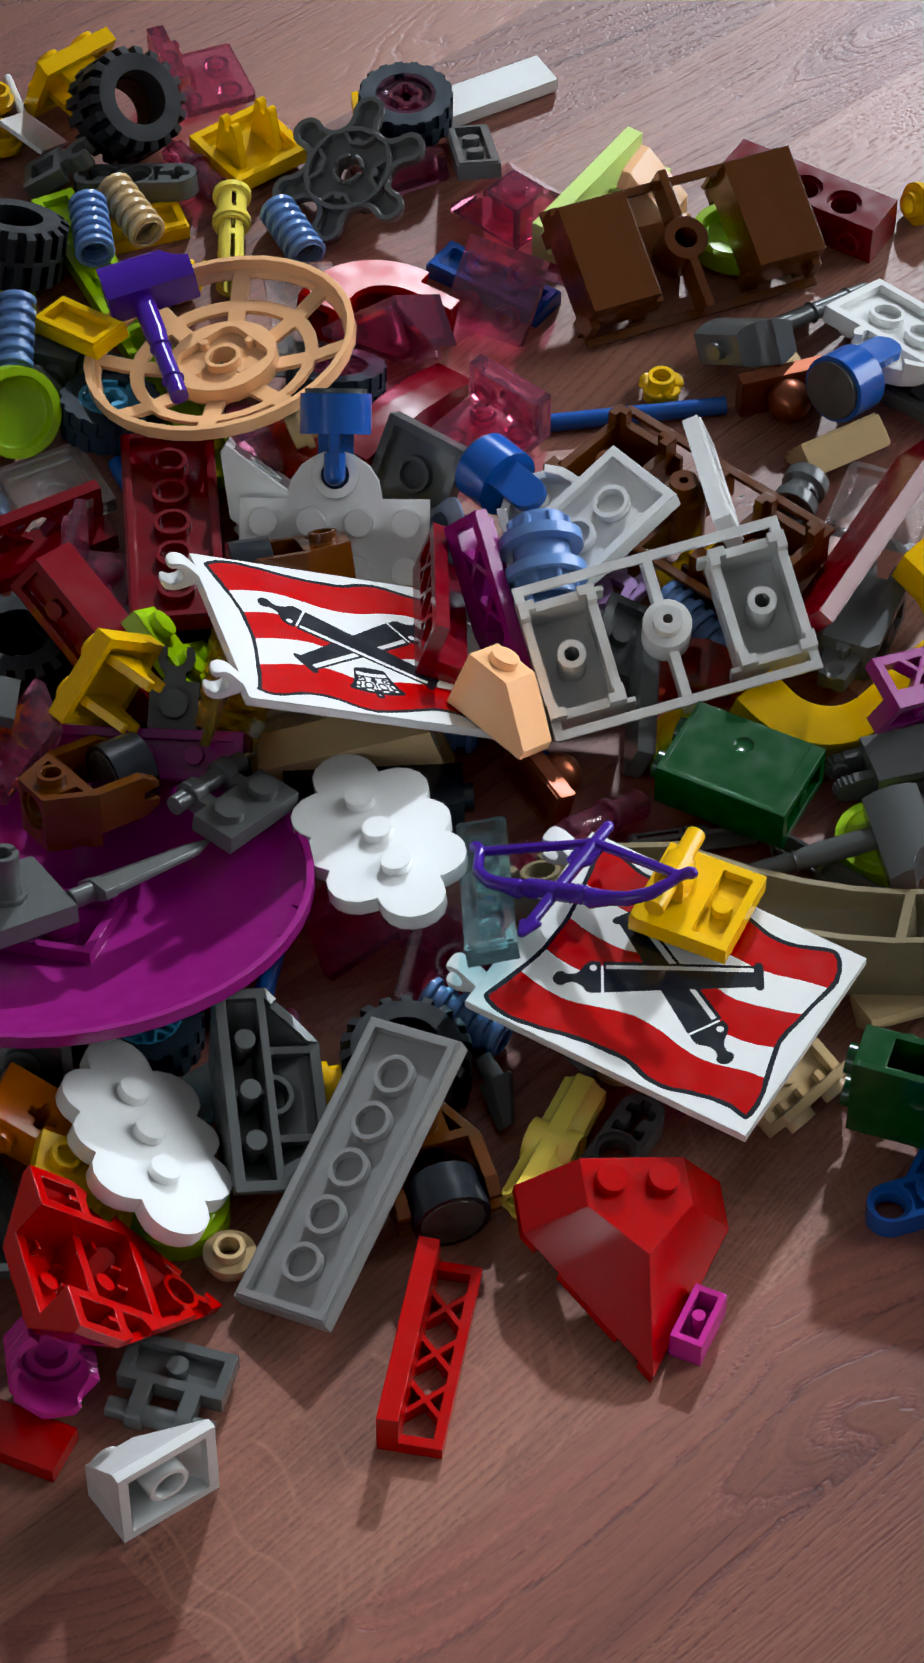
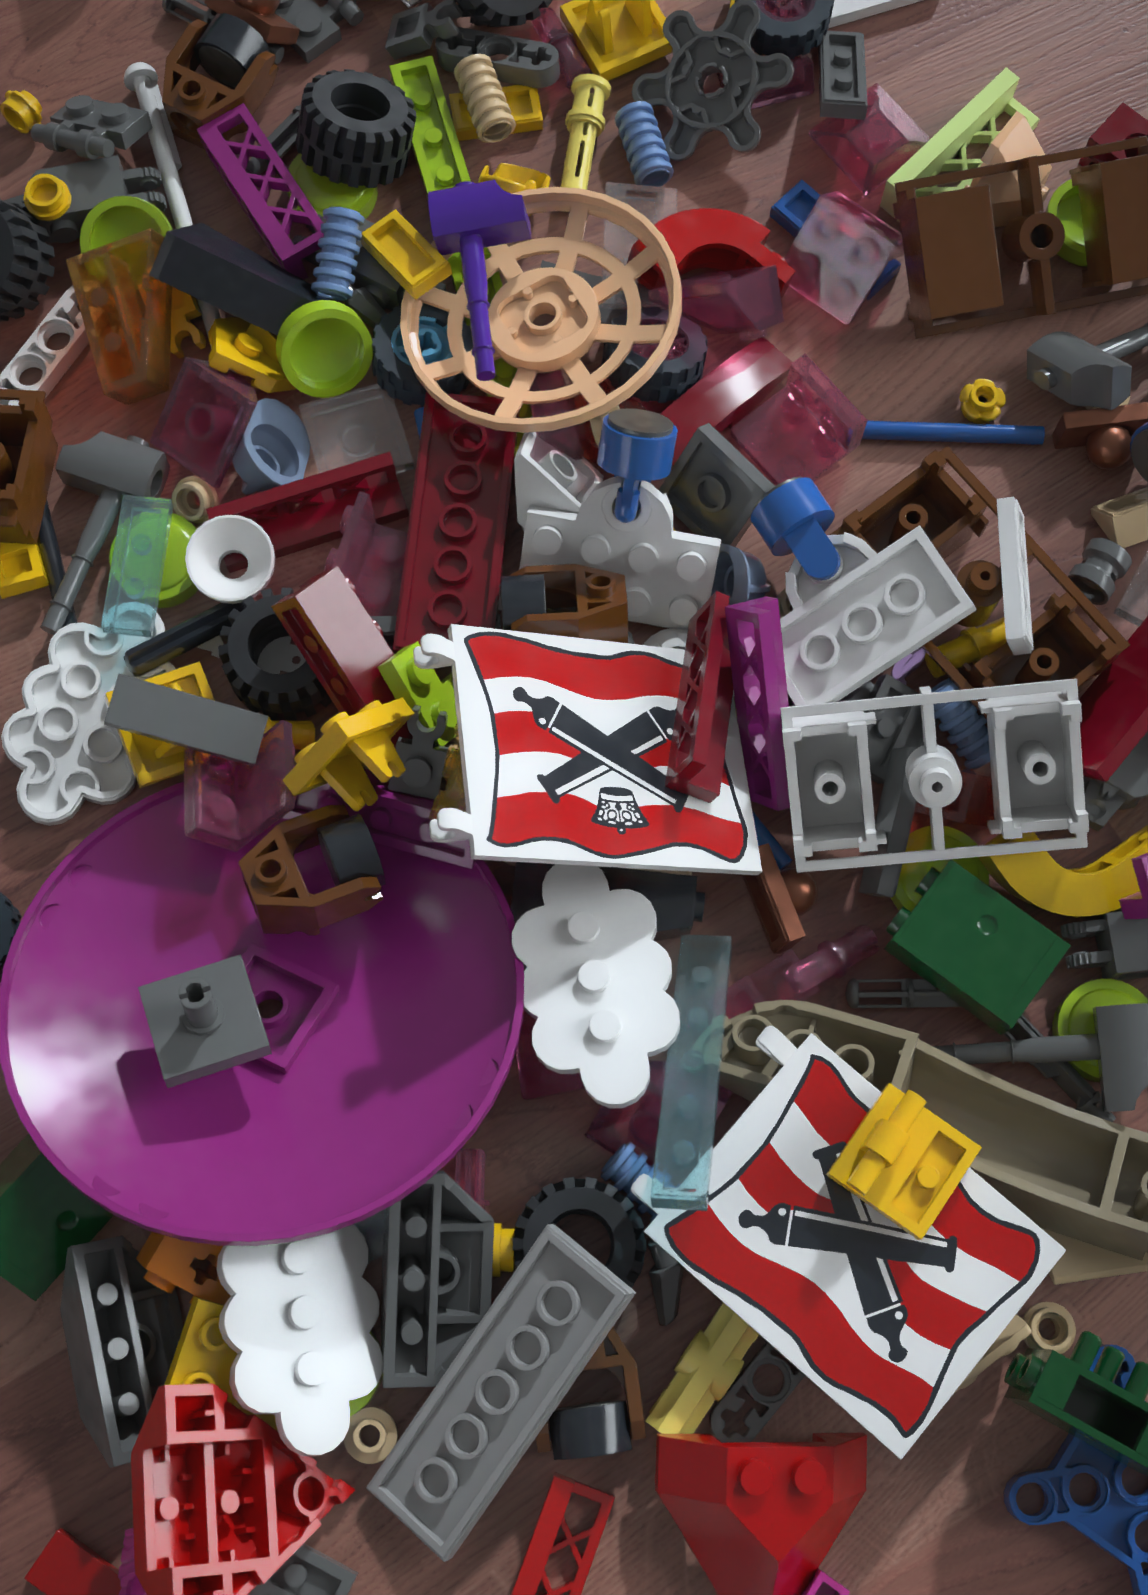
camera: 10 degrees right, 25 degrees up
(91, 228) = (440, 119): medium blue piece -> none
(117, 881) = (326, 1002): dark grey bar -> none
(242, 811) = (465, 921): dark grey plate -> none
(503, 700) = (750, 844): light nougat slope -> none
(540, 547) = (820, 660): medium blue piece -> none
(584, 854) = (793, 1089): dark purple piece -> none

